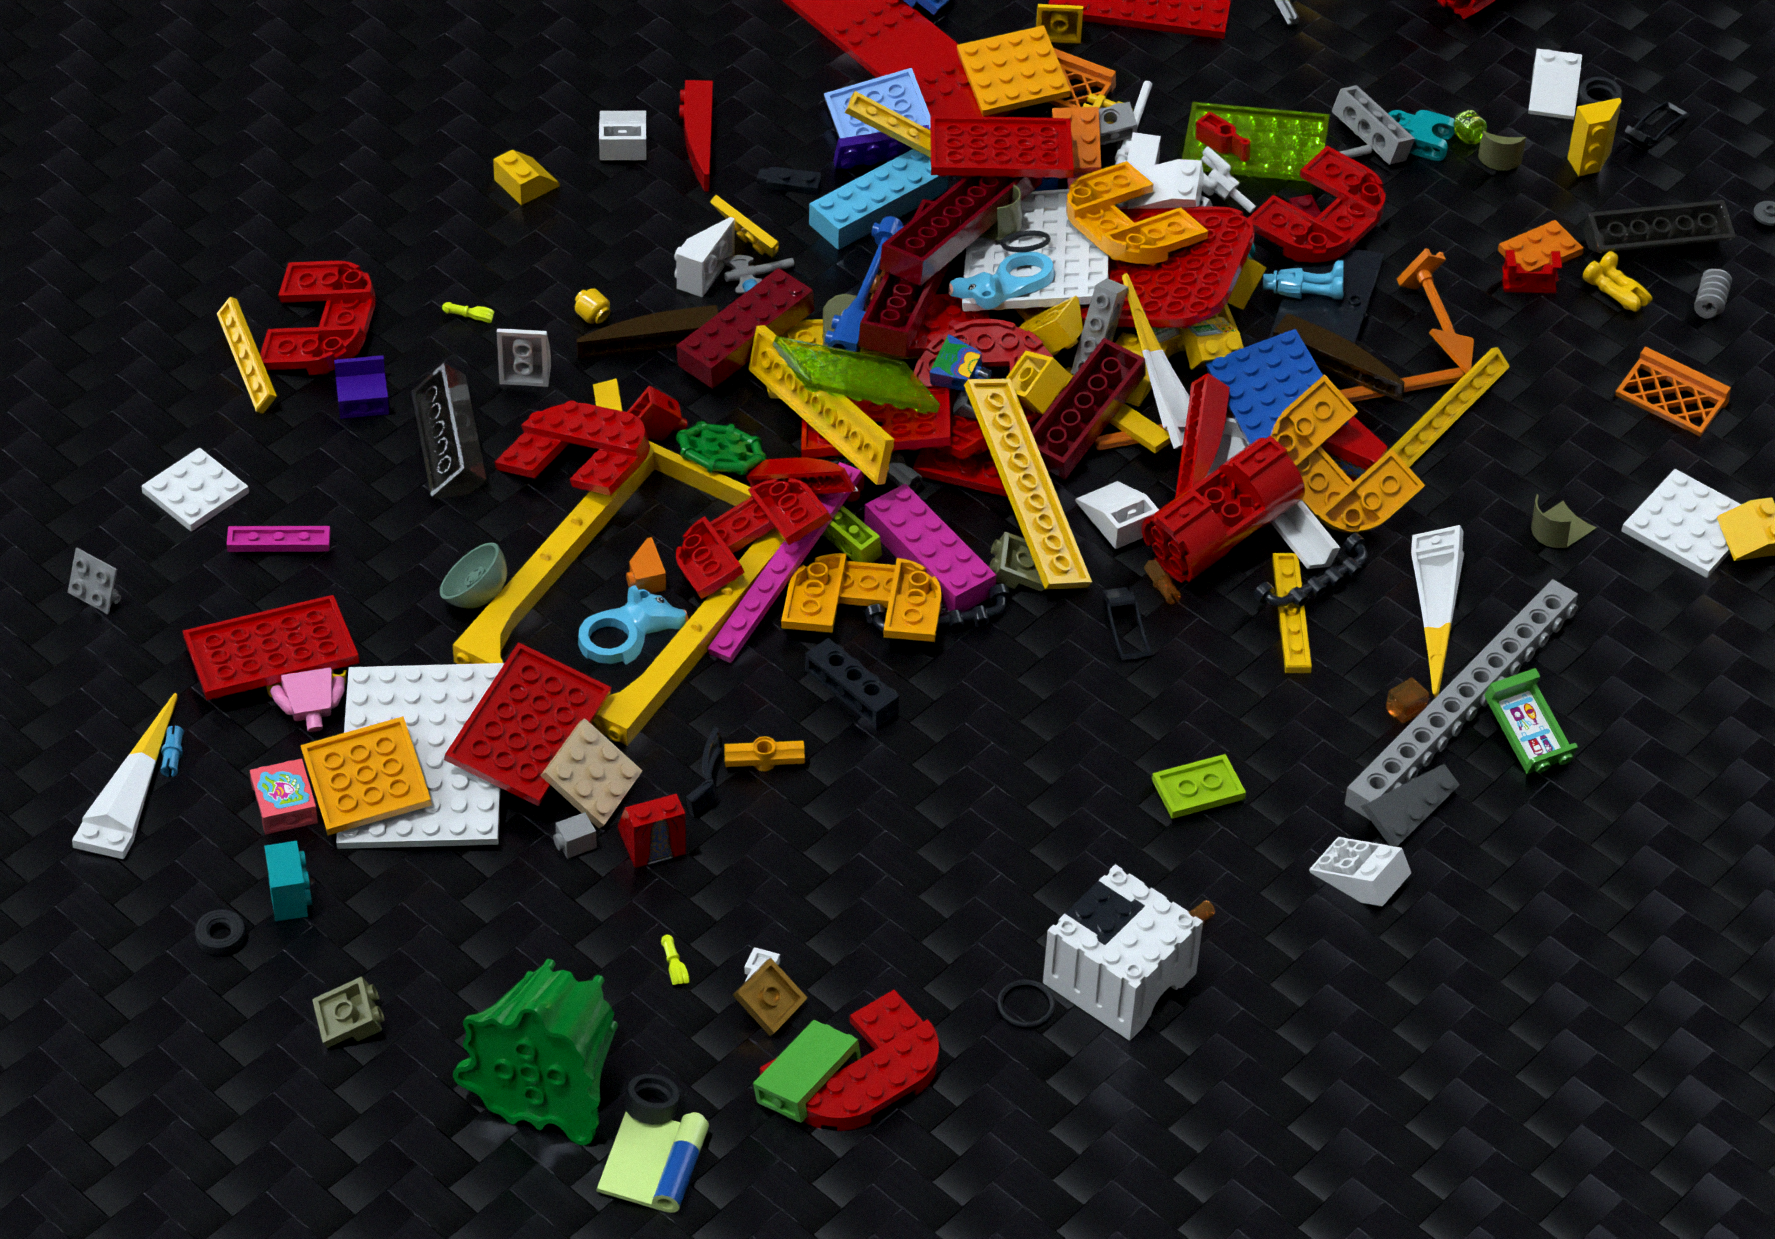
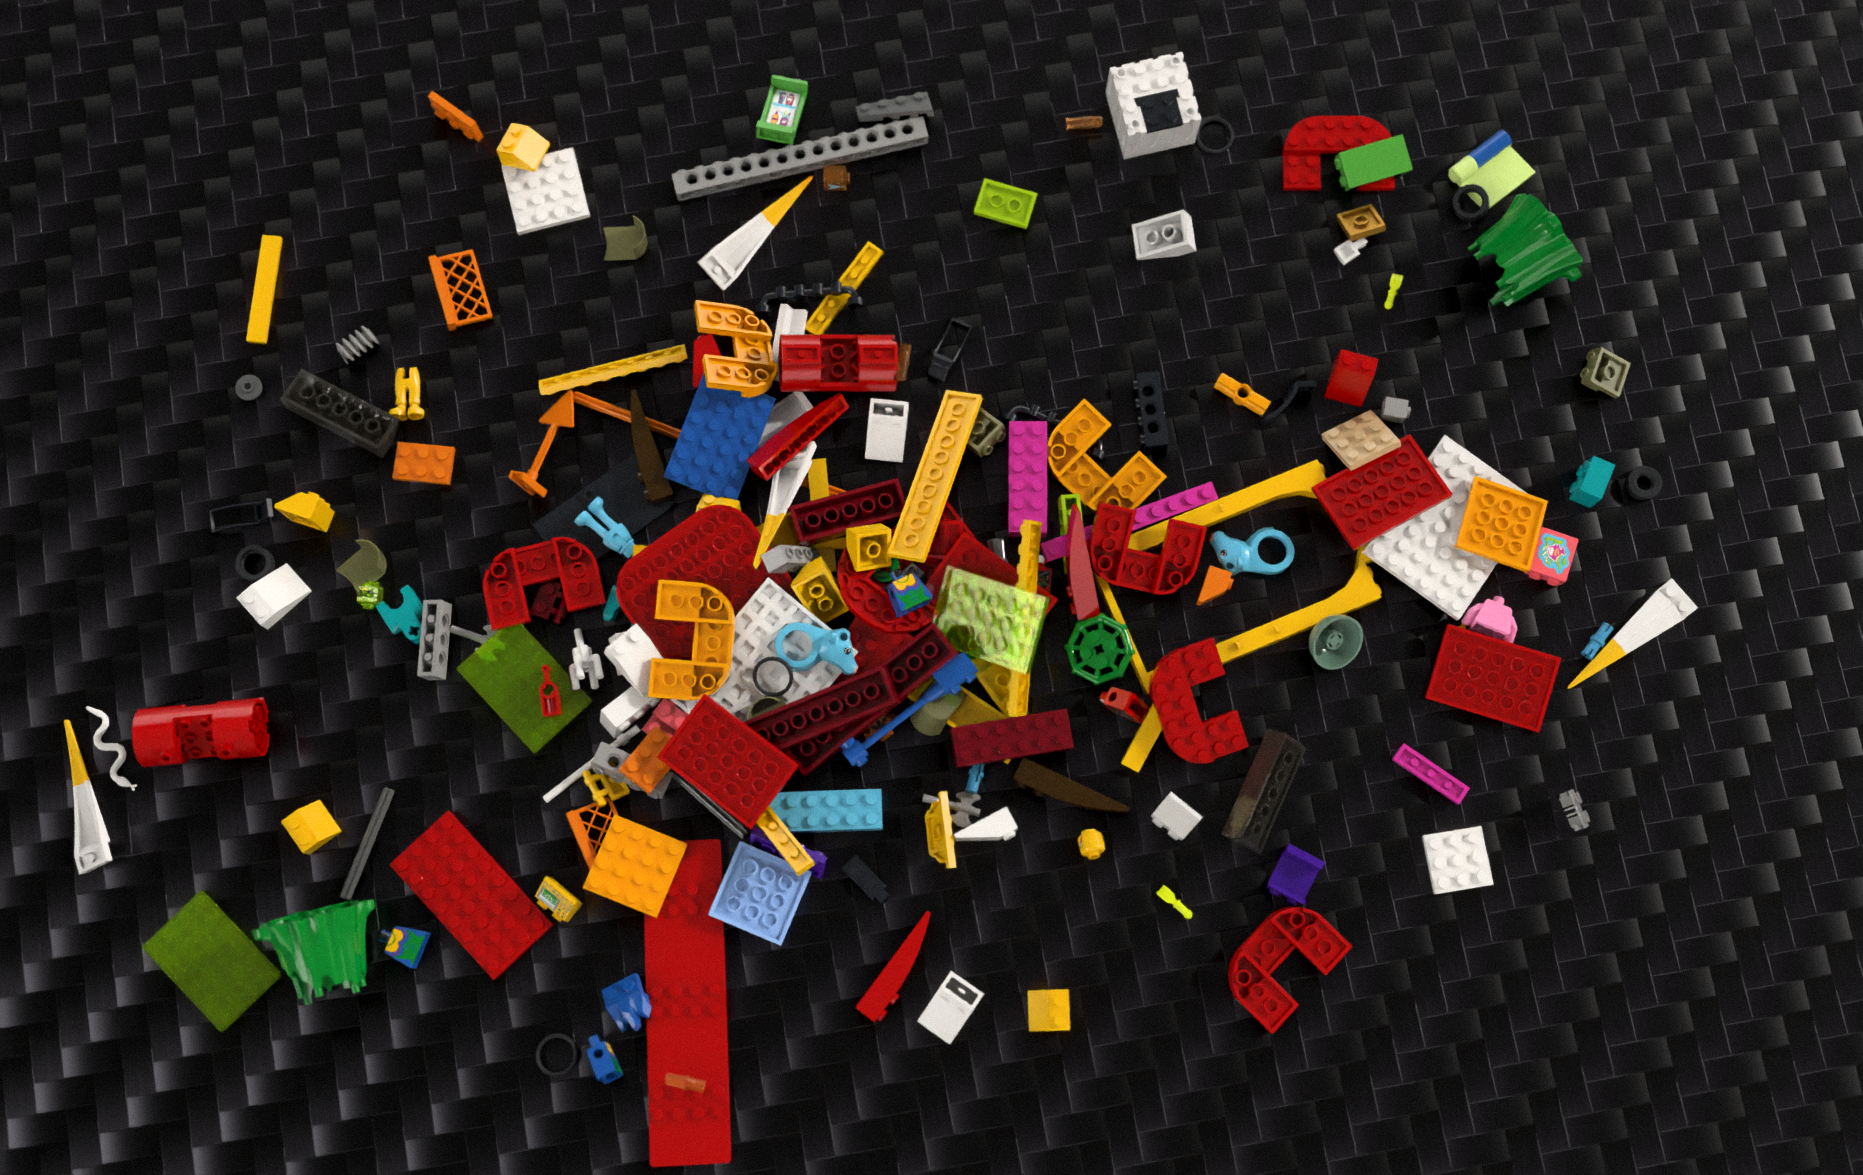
camera: 140 degrees left, 30 degrees up
(246, 355) = (1354, 961): yellow tile -> none
(986, 855) = (1164, 236): none -> white slope
(1363, 869) = (962, 90): white slope -> none
(1519, 280) = (444, 429): red piece -> none

